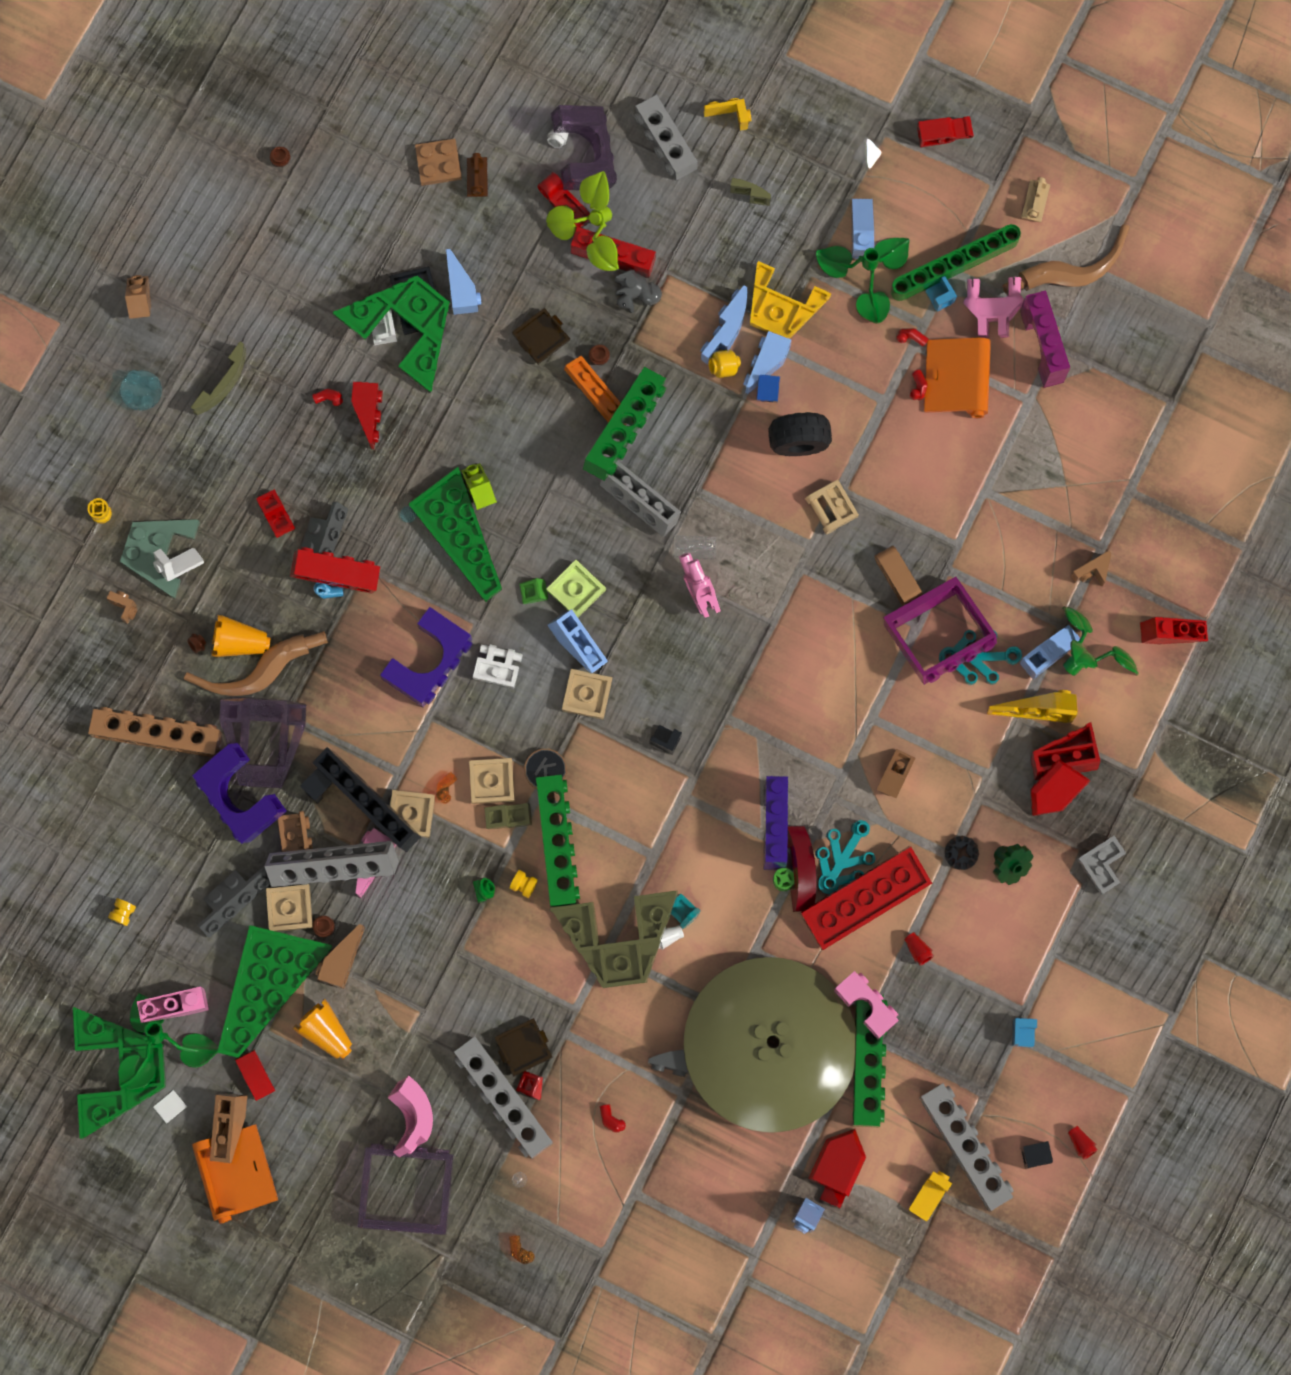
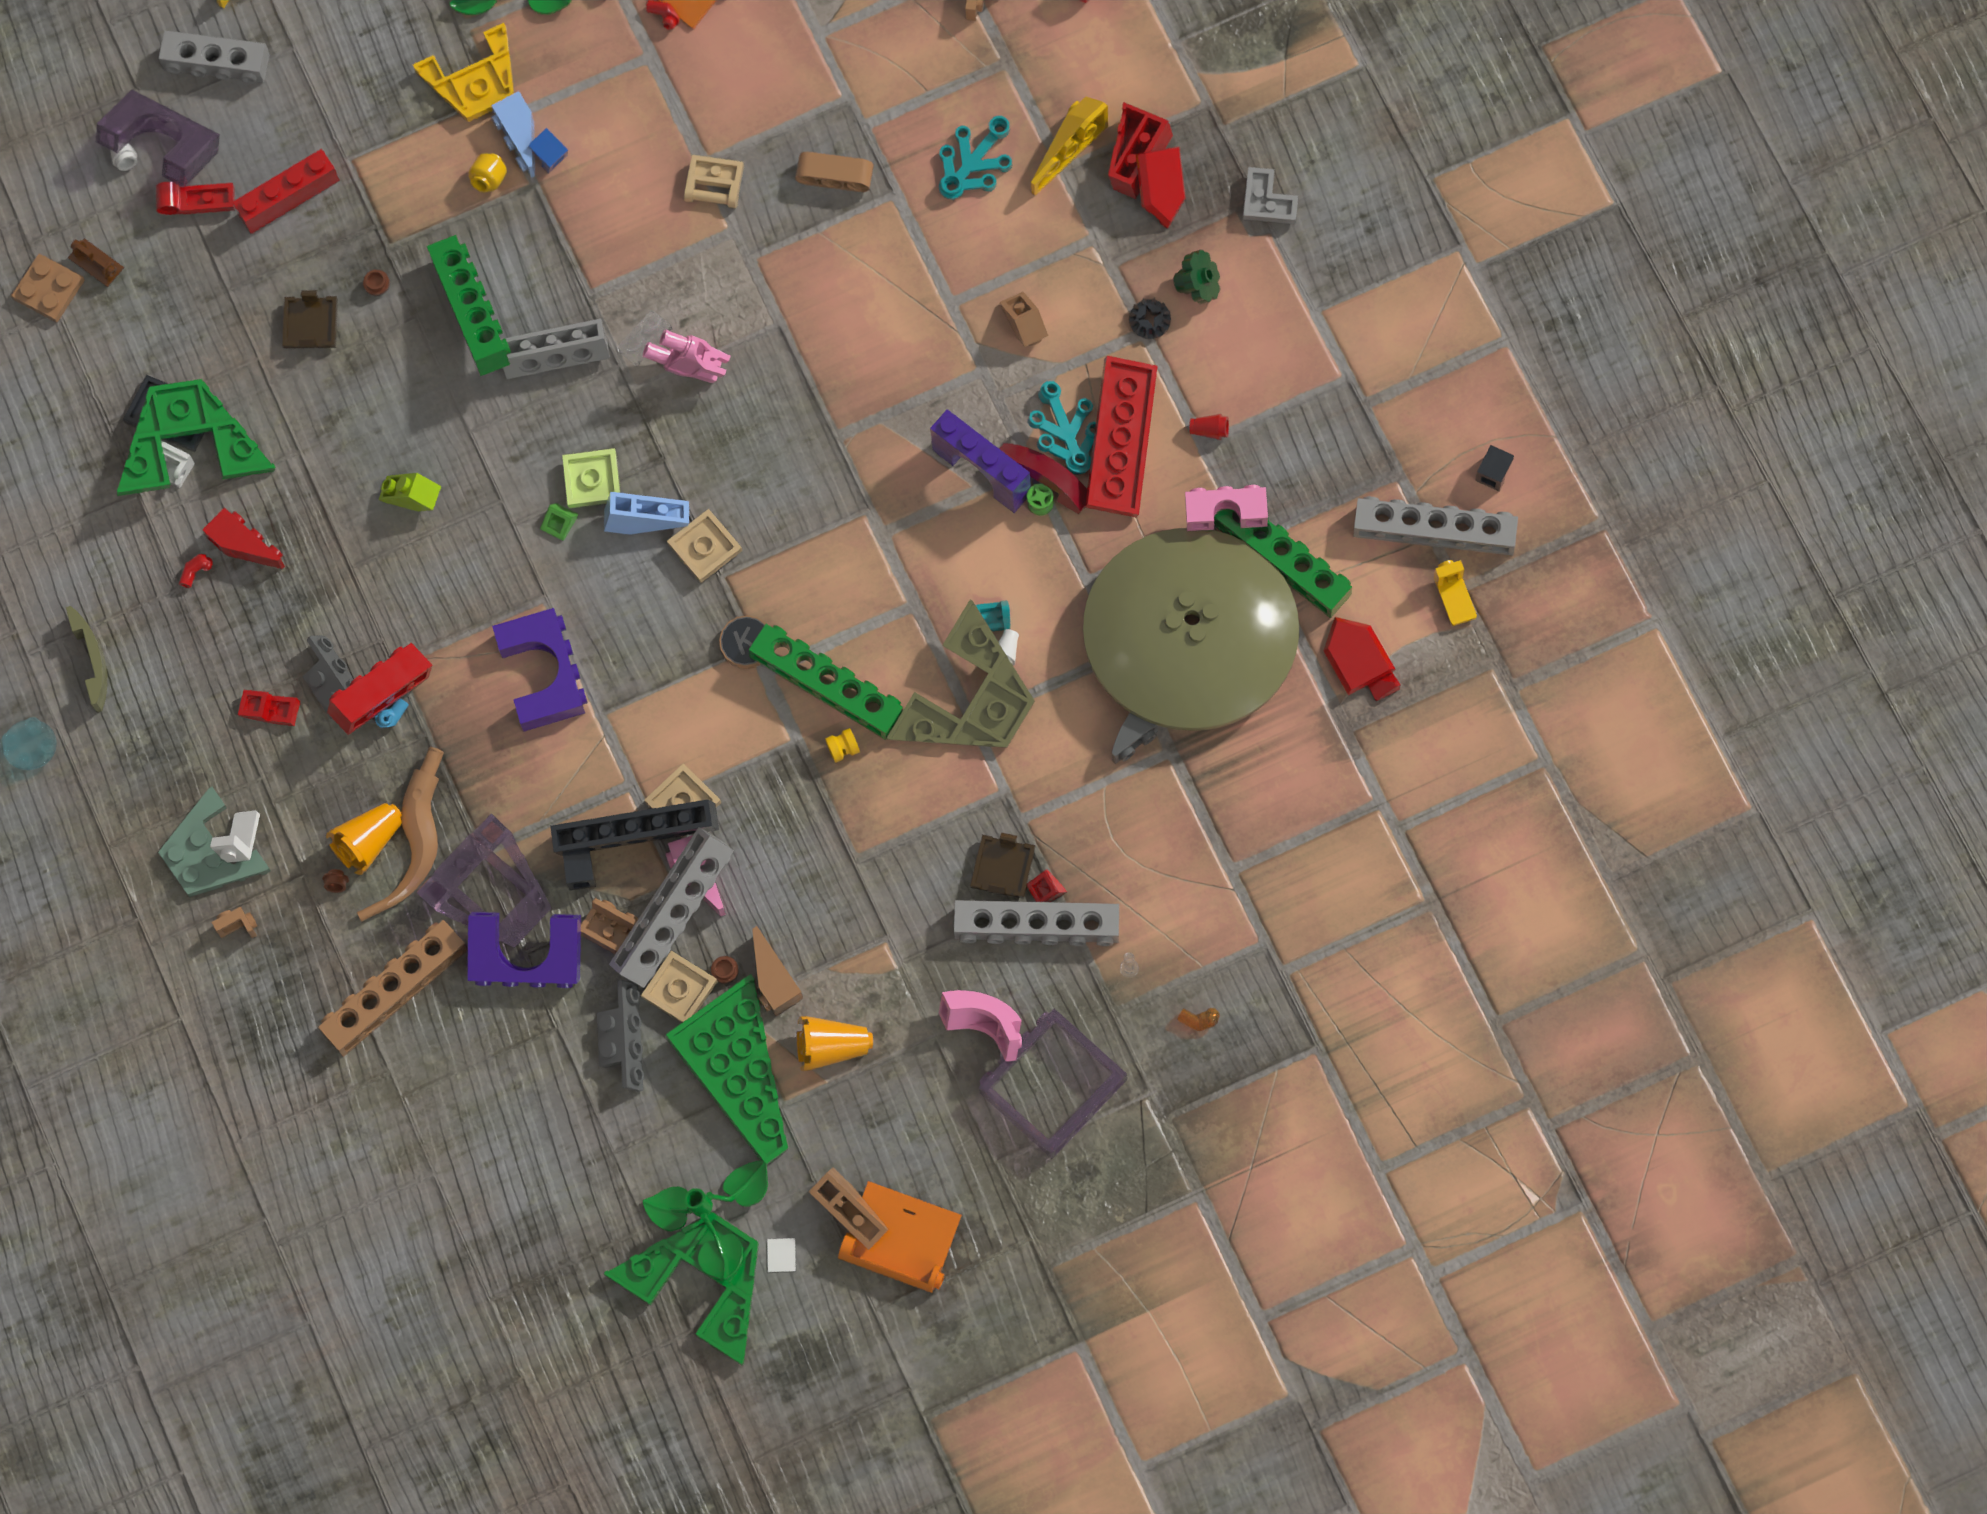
camera: 45 degrees left, 5 degrees down
(99, 515) = (121, 880): yellow wheel -> none
(121, 912) = (547, 1154): yellow wheel -> none
(173, 1005) = (683, 1170): bright pink slope -> none
(255, 1075) = (818, 1145): red slope -> none
(407, 514) = (379, 582): clear light blue piece -> none
(443, 785) = (682, 751): clear orange arm -> none
(454, 525) = (430, 545): green wing -> none
(462, 288) = (194, 358): light blue slope -> none
(484, 889) = (815, 788): green plate -> none
(491, 781) = (714, 700): tan plate -> none
(497, 672) = (609, 615): white plate -> none
(508, 816) = (762, 712): olive slope -> none
(560, 220) = (215, 216): lime plant -> none
(593, 387) = (407, 311): orange plate -> none
(610, 1121) = (1142, 839): red arm -> none
(635, 286) = (337, 198): dark grey animal -> none
(666, 739) = (812, 506): black panel -> none
(731, 320) = (451, 137): light blue slope -> none
(757, 194) = (343, 16): olive slope -> none
(800, 434) = (619, 152): black tyre -> none
(807, 1216) = (1385, 720): light blue slope -> none
(923, 604) = (881, 162): magenta window -> none
(1024, 1032) = (1367, 391): dark azure panel -> none
(1048, 652) = (1024, 91): light blue slope -> none
(1081, 658) = (1054, 71): green plant -> none
(1083, 1144) = (1517, 418): red cone -> none

